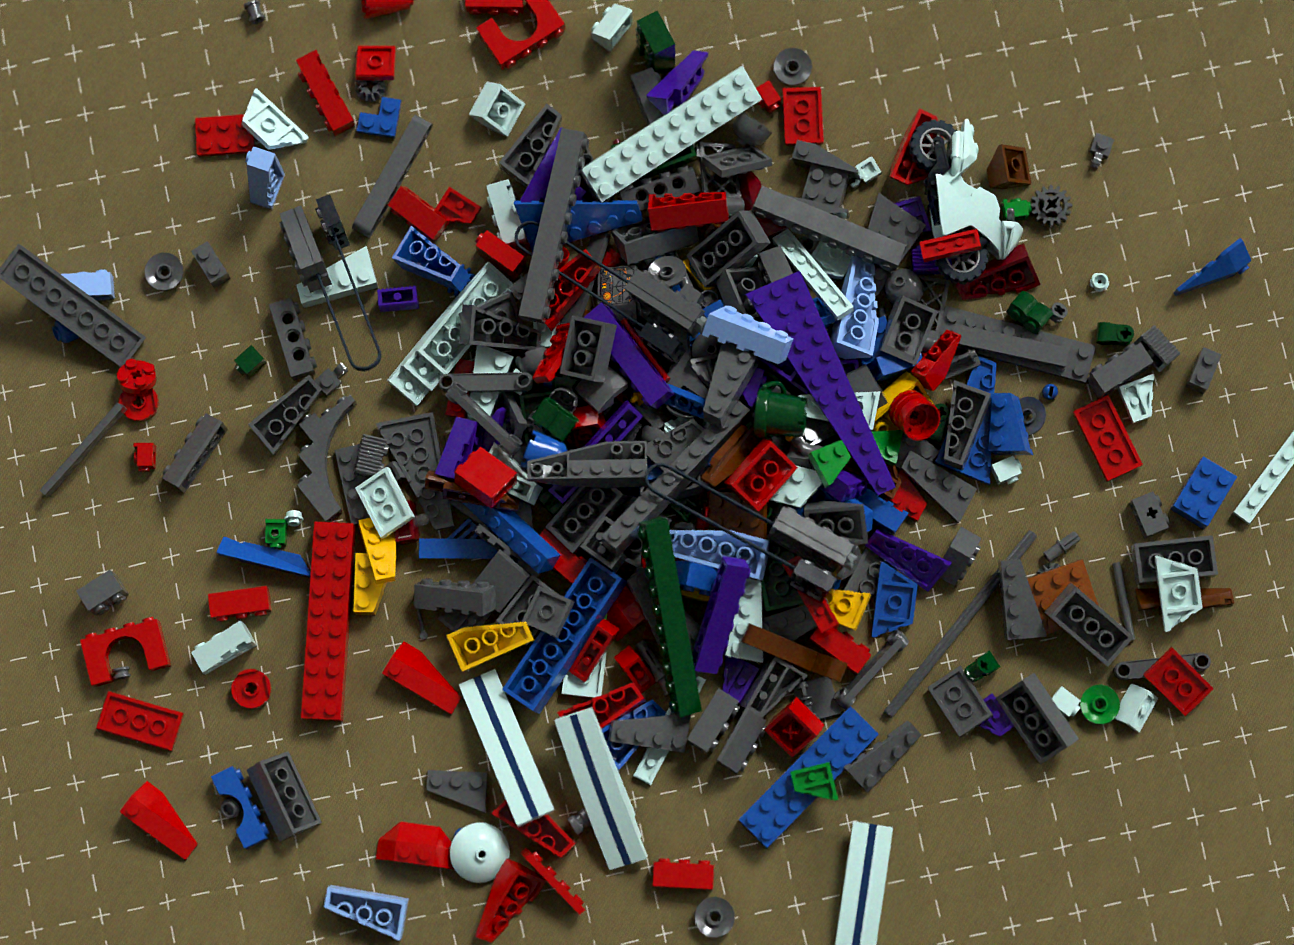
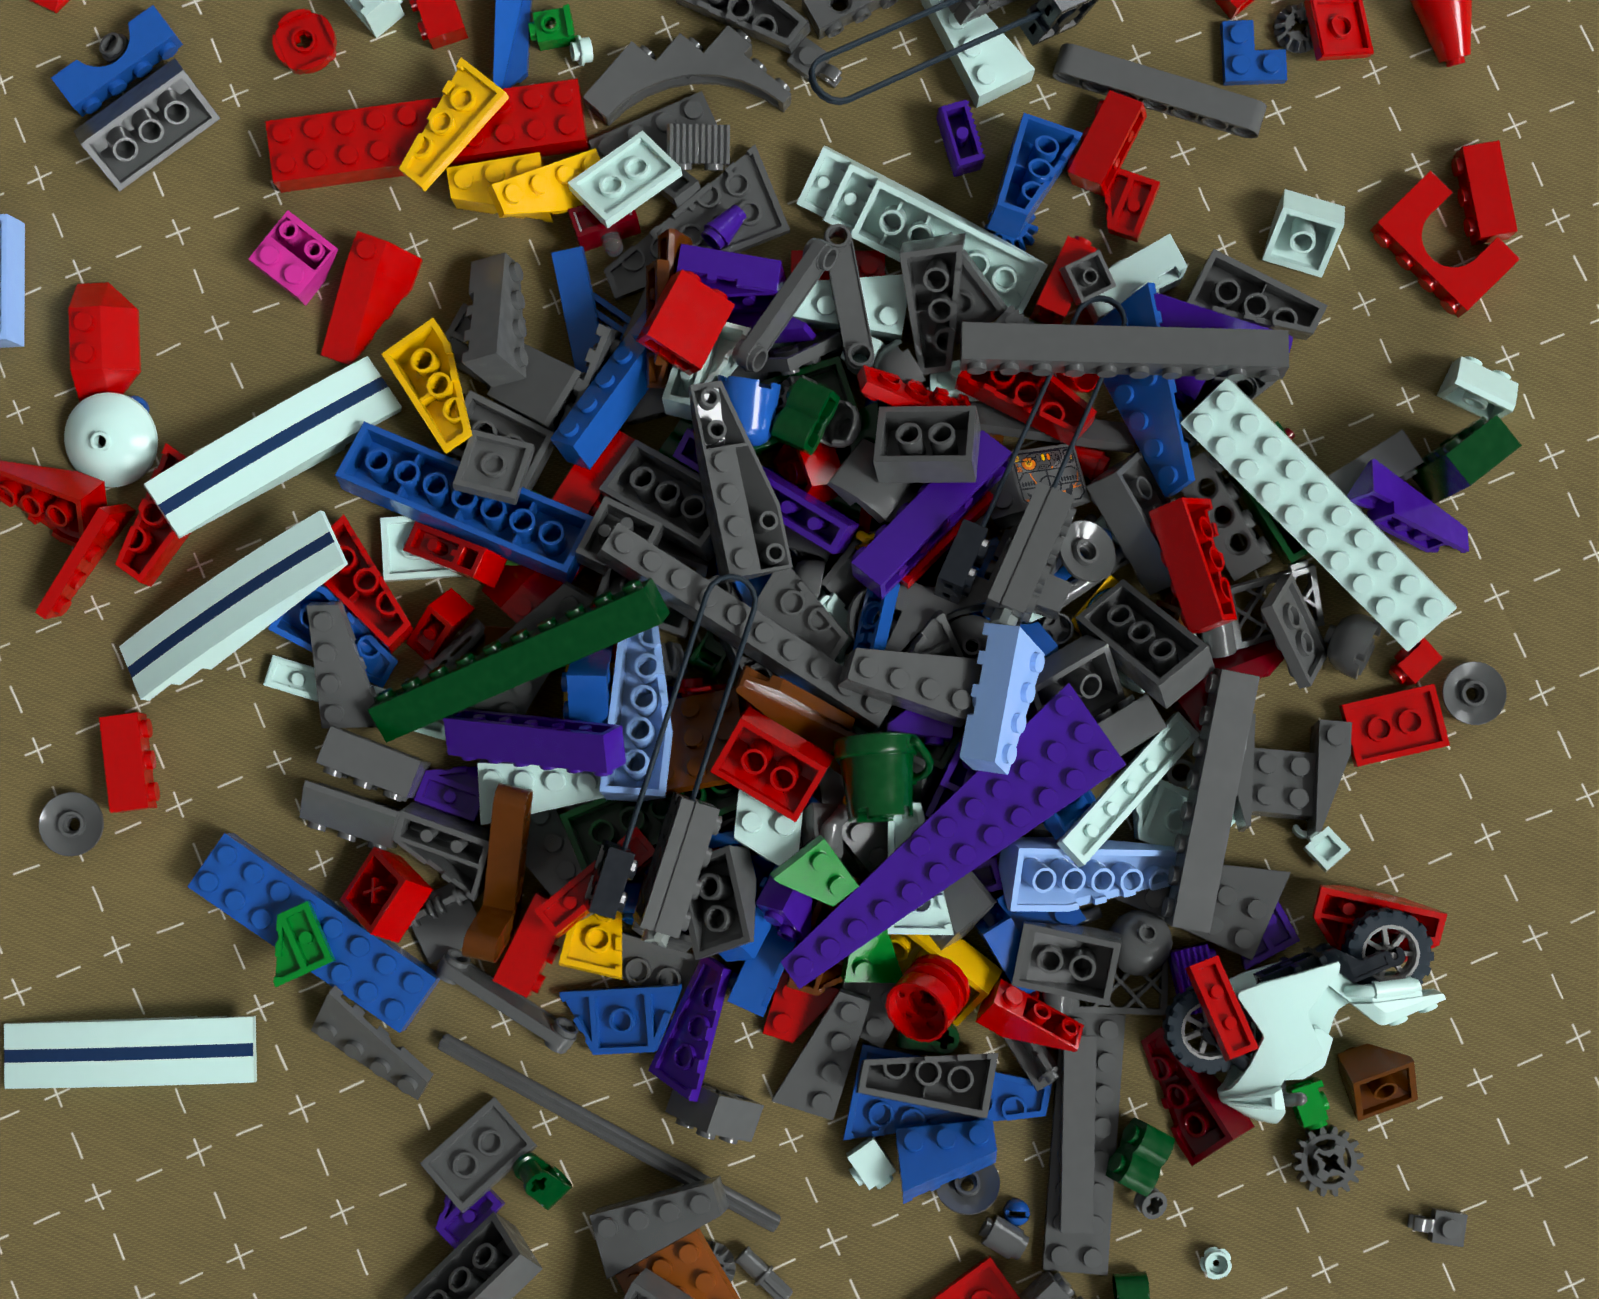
camera: 75 degrees right, 5 degrees up
(325, 595) = (461, 113): none -> yellow wing
(388, 716) = (295, 257): none -> dark pink slope
(423, 635) = (437, 288): dark grey hinge -> none
(425, 451) = (722, 229): none -> dark purple cone
(460, 786) = (209, 391): dark grey wing -> none
(504, 238) = (1087, 277): none -> dark grey piece
(580, 821) = (182, 582): dark grey wheel -> none
(1063, 401) = (1003, 1237): none -> dark grey brick

